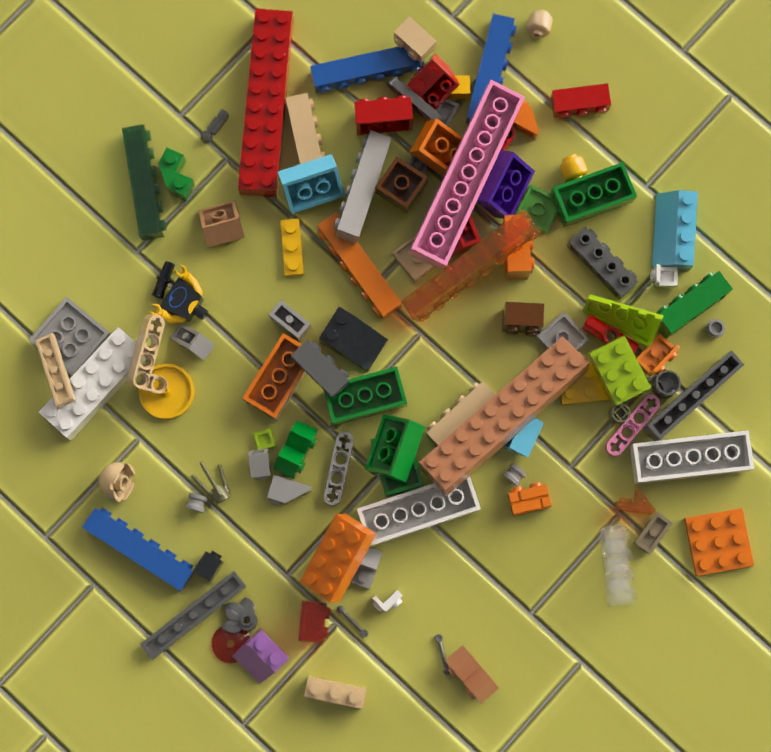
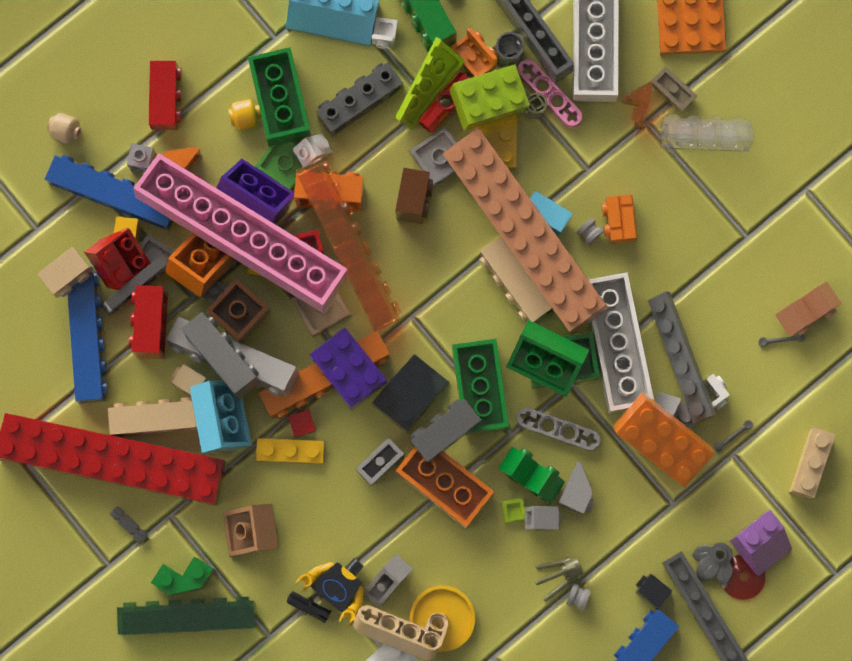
camera: 80 degrees left, 0 degrees up
(313, 621) = (730, 478): clear red slope -> none
(316, 253) = (301, 423): none -> red tile
(341, 153) = (186, 377): none -> tan brick
(359, 174) = (221, 356): none -> dark grey brick
(364, 281) = (348, 368): none -> dark purple brick
(413, 567) = (681, 357): none -> dark grey plate
(524, 87) = (140, 157): none -> light grey brick
(552, 229) = (312, 149): none -> white bracket

